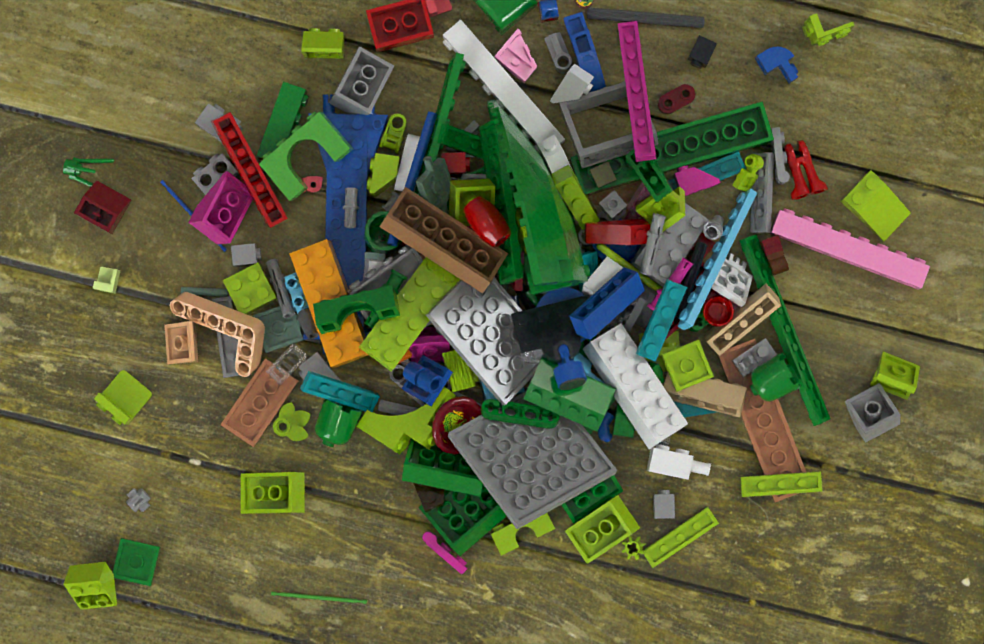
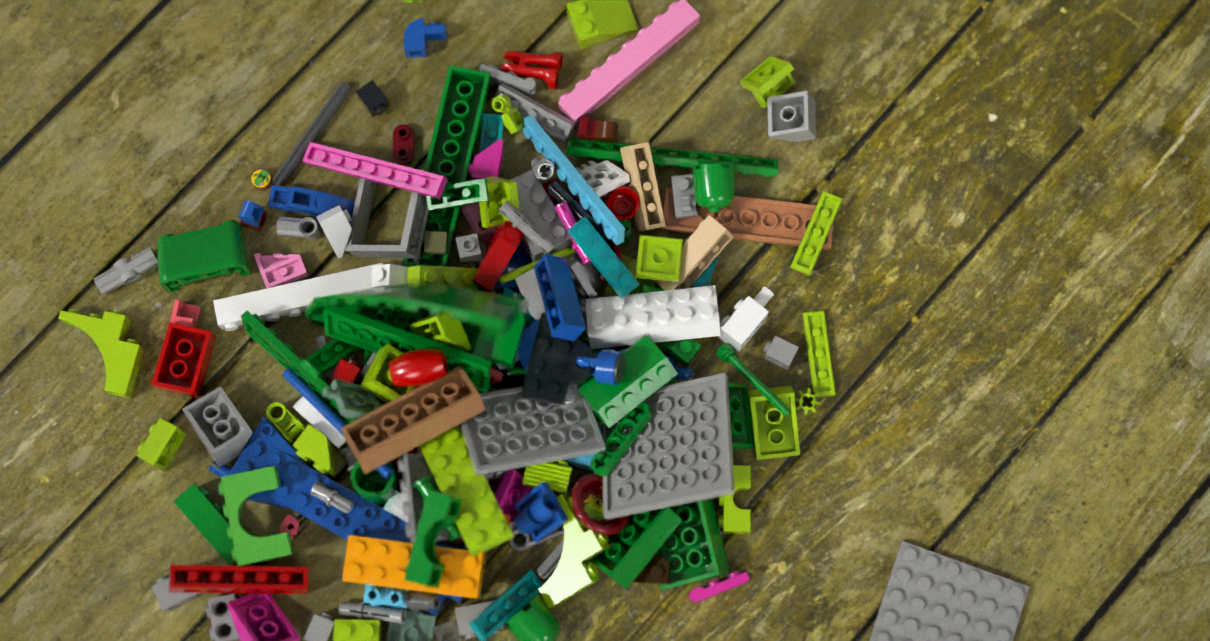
camera: 60 degrees left, 10 degrees down
(639, 462) = (727, 354): none -> green piece

